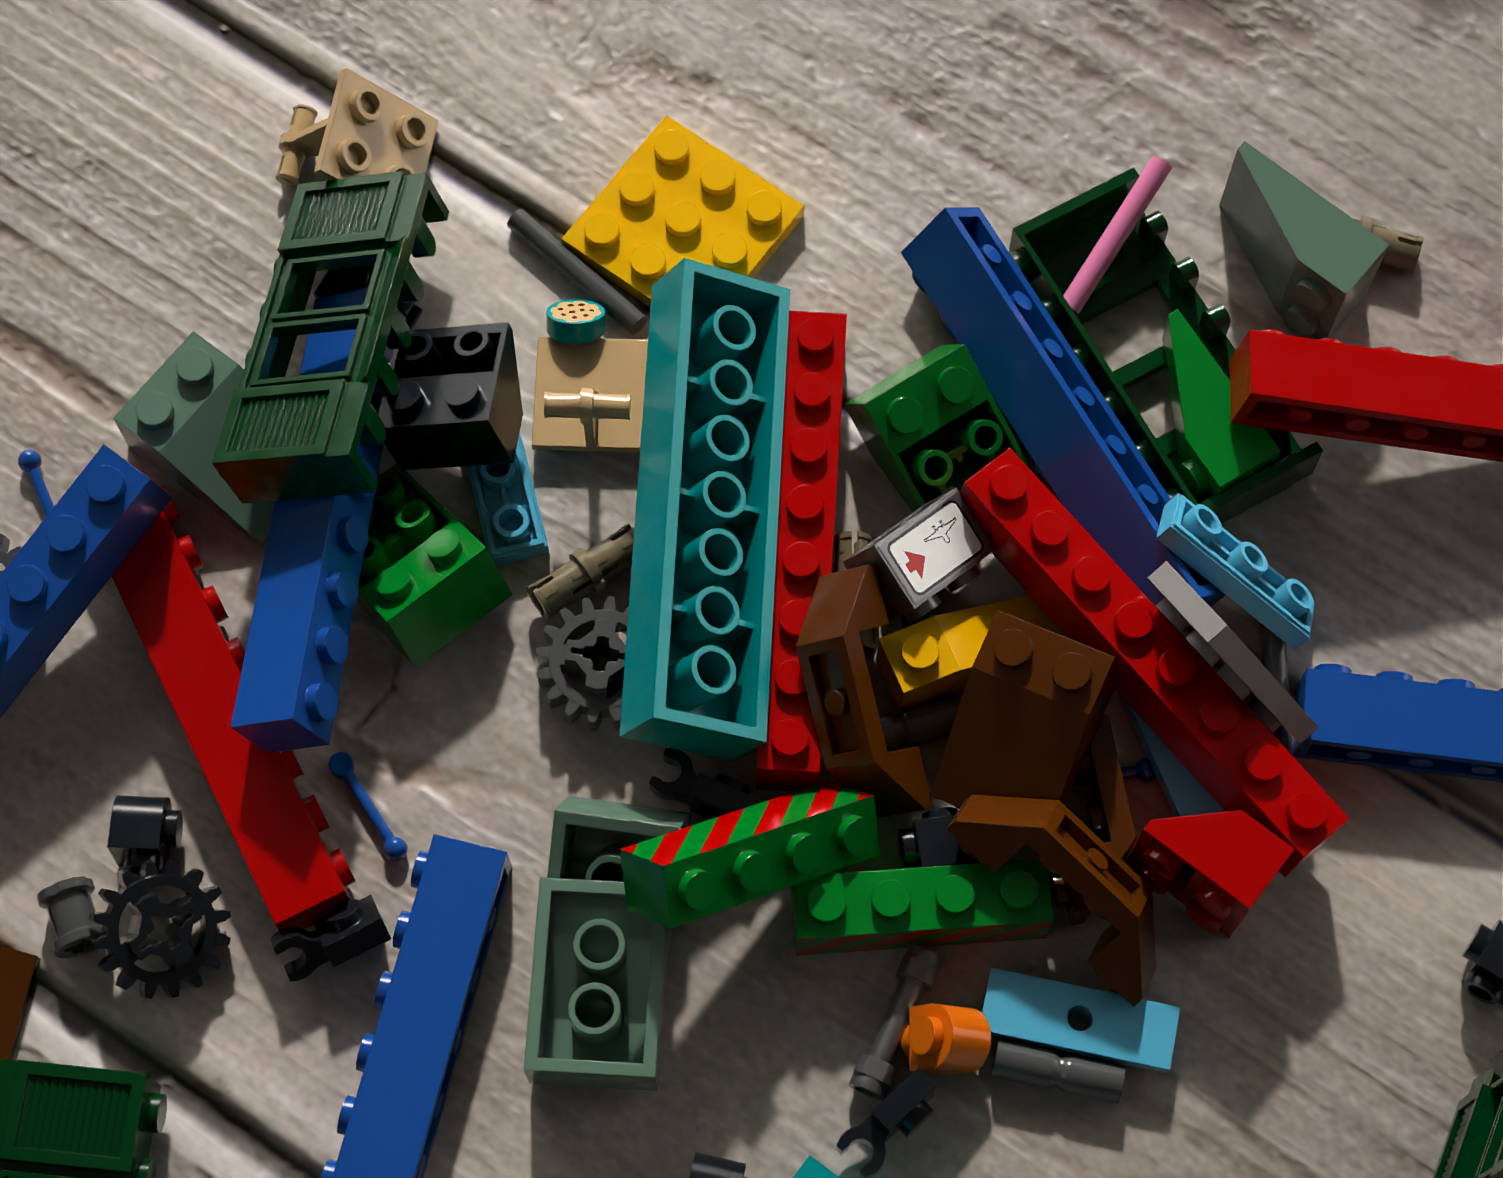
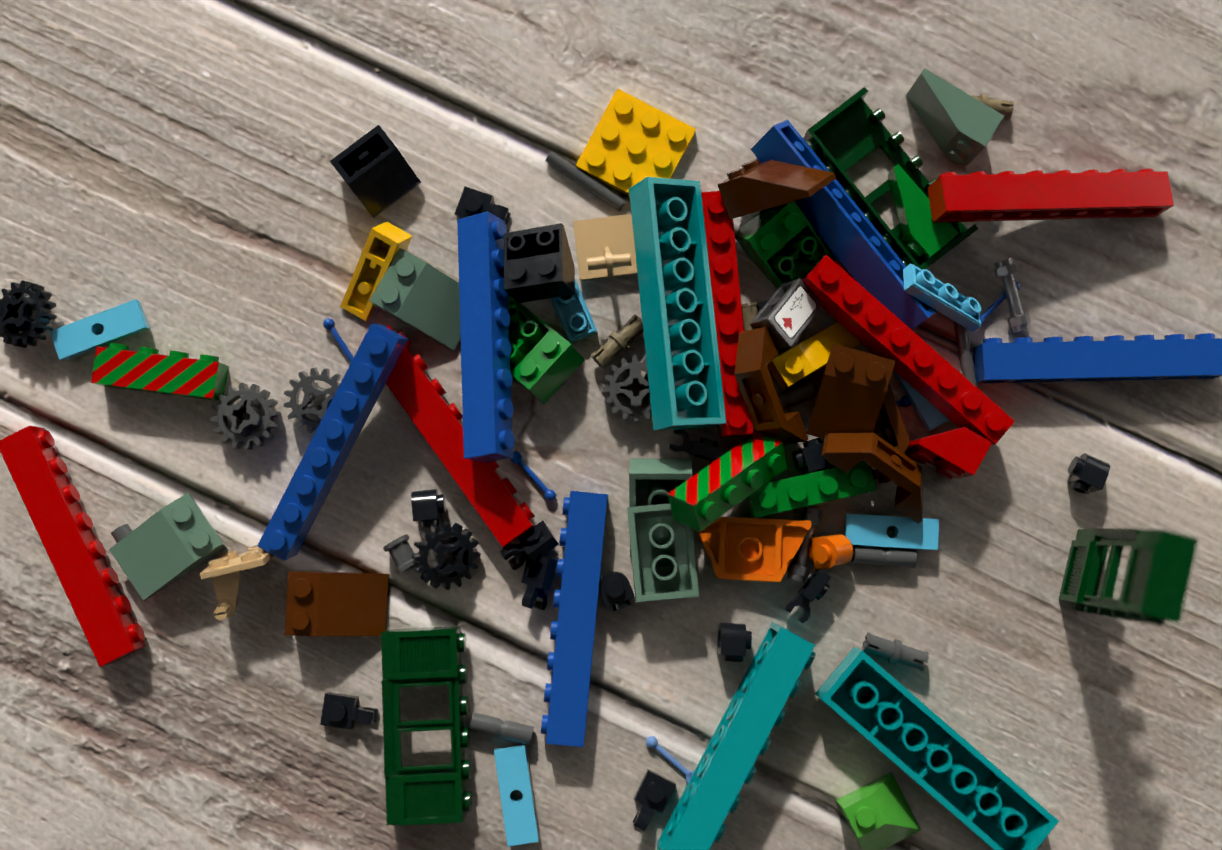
camera: 10 degrees left, 15 degrees up
(145, 340) = (372, 265): none -> yellow slope
(179, 194) = (375, 171): none -> black slope
(304, 430) = (471, 298): dark green window -> none
(336, 1003) = (538, 576): none -> black plate
(363, 135) = (468, 129): tan plate -> none
(490, 1054) = (615, 590): none -> black plate
(575, 321) = (590, 209): teal tile -> none
(785, 1005) = (753, 547): none -> orange wing
(910, 313) = (768, 185): none -> reddish brown slope
(1116, 233) = (859, 123): bright pink bar -> none
(1217, 642) = (947, 346): light grey plate -> none
(1388, 581) = (995, 304): none -> blue hinge
(1392, 644) = (1019, 320): none -> flat silver bar

